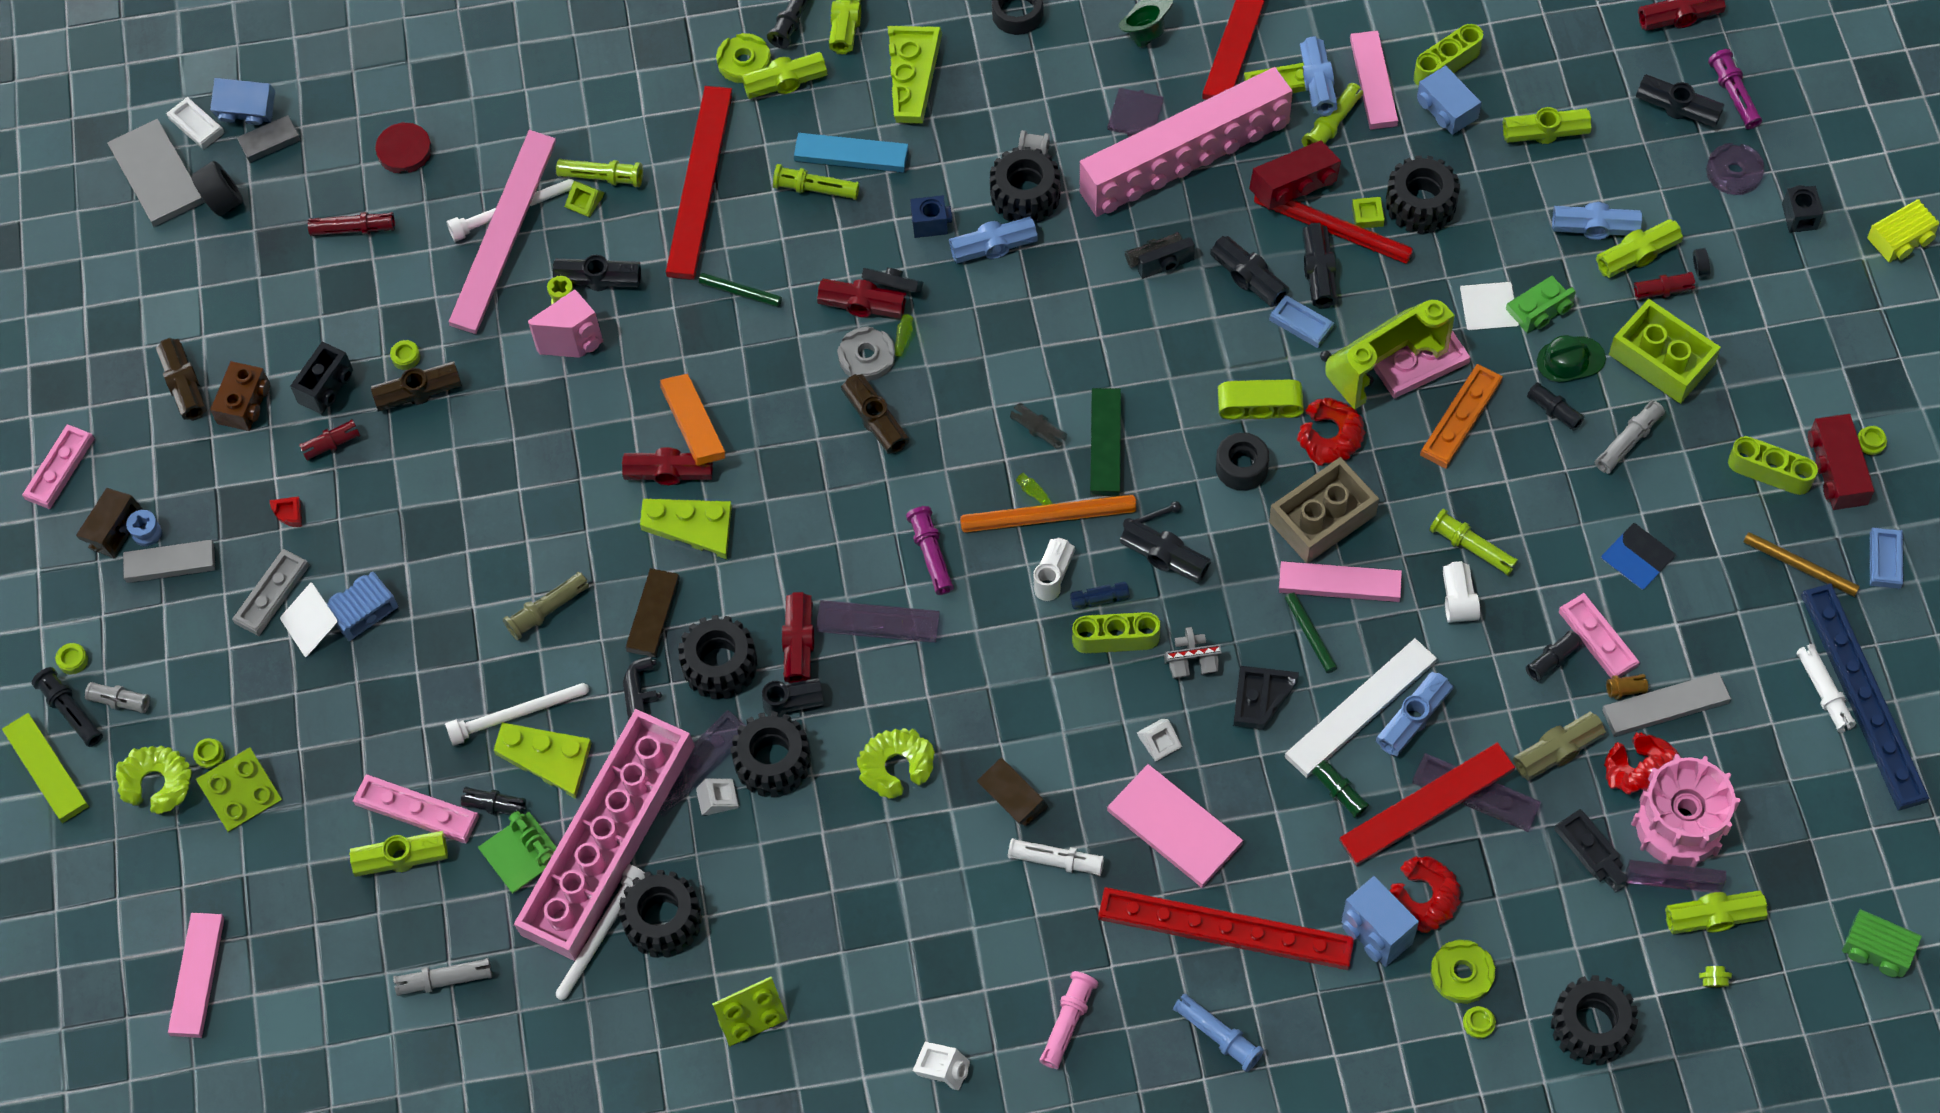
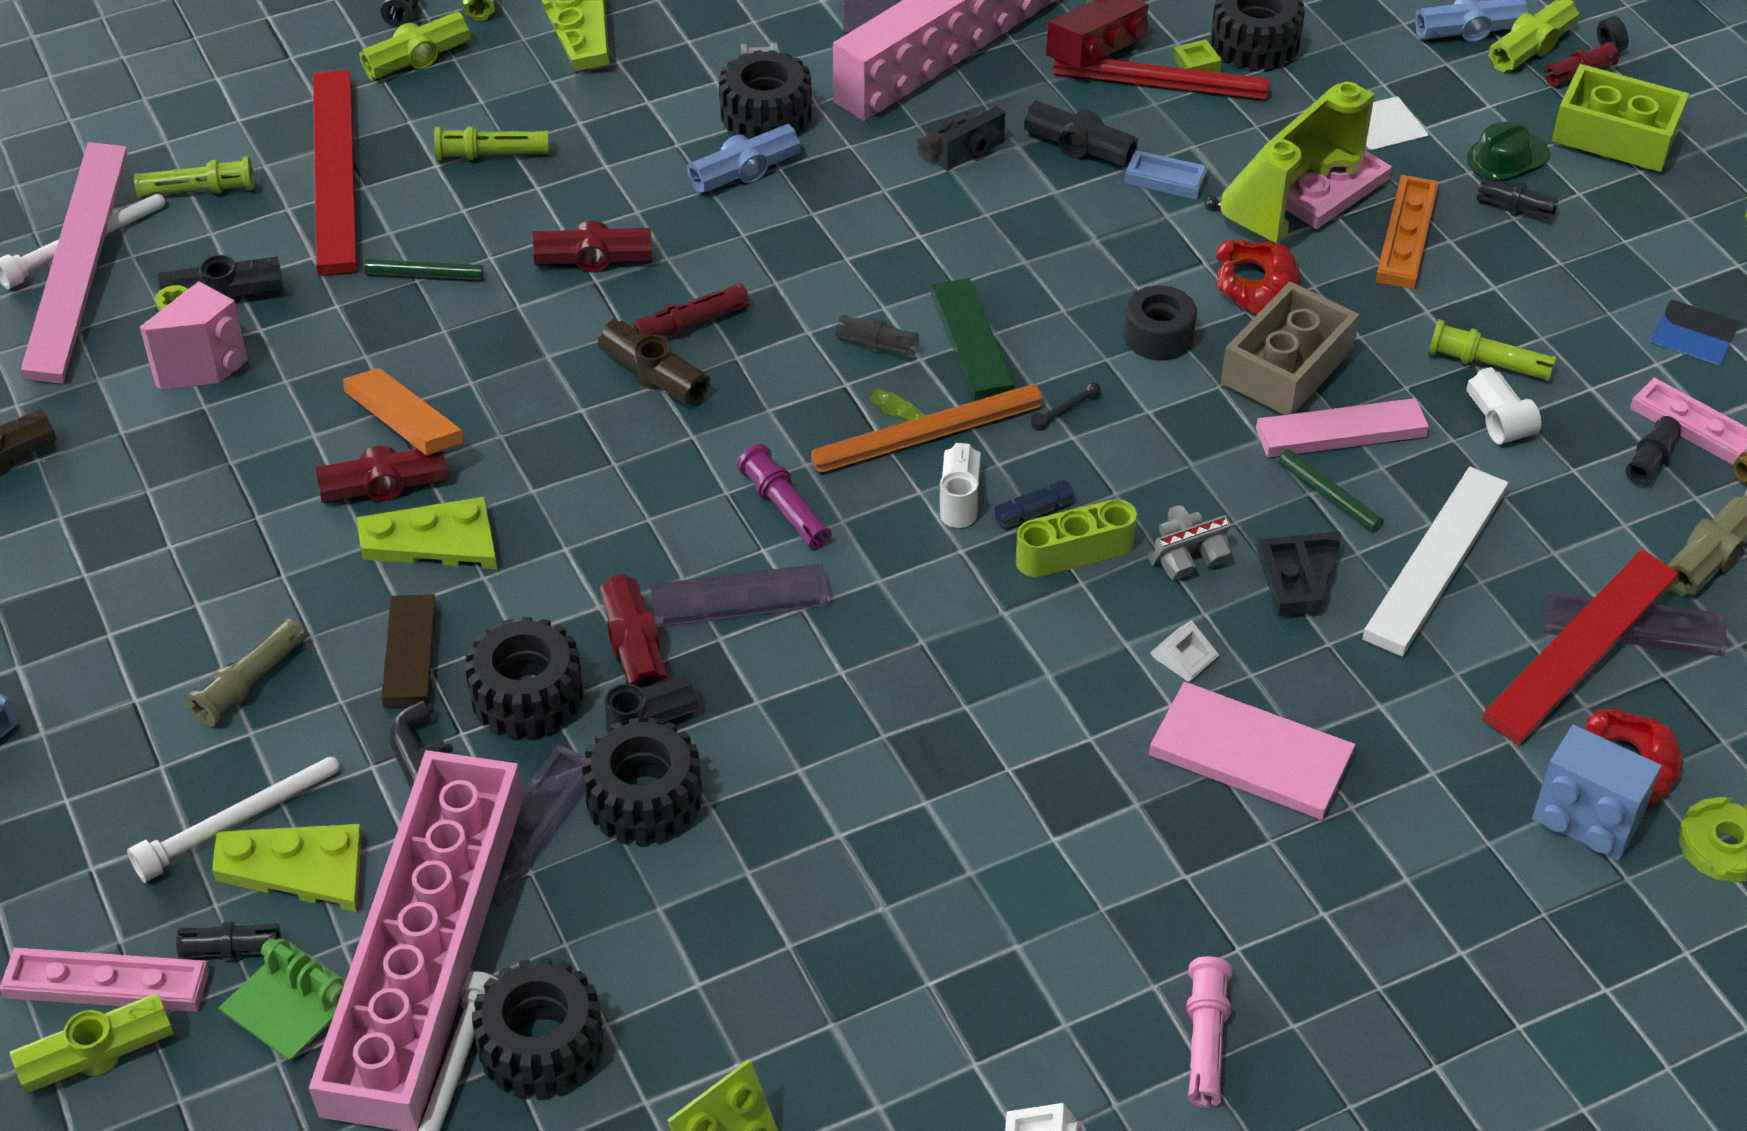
camera: 20 degrees left, 15 degrees down
(583, 198) = (180, 211): lime slope -> none
(716, 796) = (573, 859): white slope -> none
(739, 45) = (337, 43): lime tile -> none
(851, 152) = (526, 108): dark azure tile -> none
(861, 339) = (610, 289): light grey tile -> none
(886, 746) = (809, 737): lime piece -> none
(892, 278) = (630, 216): black plate -> none
(903, 333) = (660, 275): clear neon green piece -> none
(921, 373) = (677, 318): none -> dark red pin
(930, 226) = (653, 149): dark blue brick -> none
(1012, 792) = (1012, 752): dark brown hinge -> none
(1056, 857) = (1104, 823): white pin -> none
(1165, 551) = (1102, 436): black piece -> none
(1226, 928) = (1379, 861): red tile -> none
(1230, 1041) = (1454, 1001): medium blue pin -> none
(1260, 399) = (1153, 256): lime beam -> none
(1319, 265) = (1165, 114): black piece -> none
(1340, 788) = (1457, 655): dark green pin -> none
(1423, 700) = (1512, 548): medium blue piece -> none
(1541, 304) = (1447, 107): bright green bracket -> none
(1637, 427) = (1625, 202): light grey pin -> none

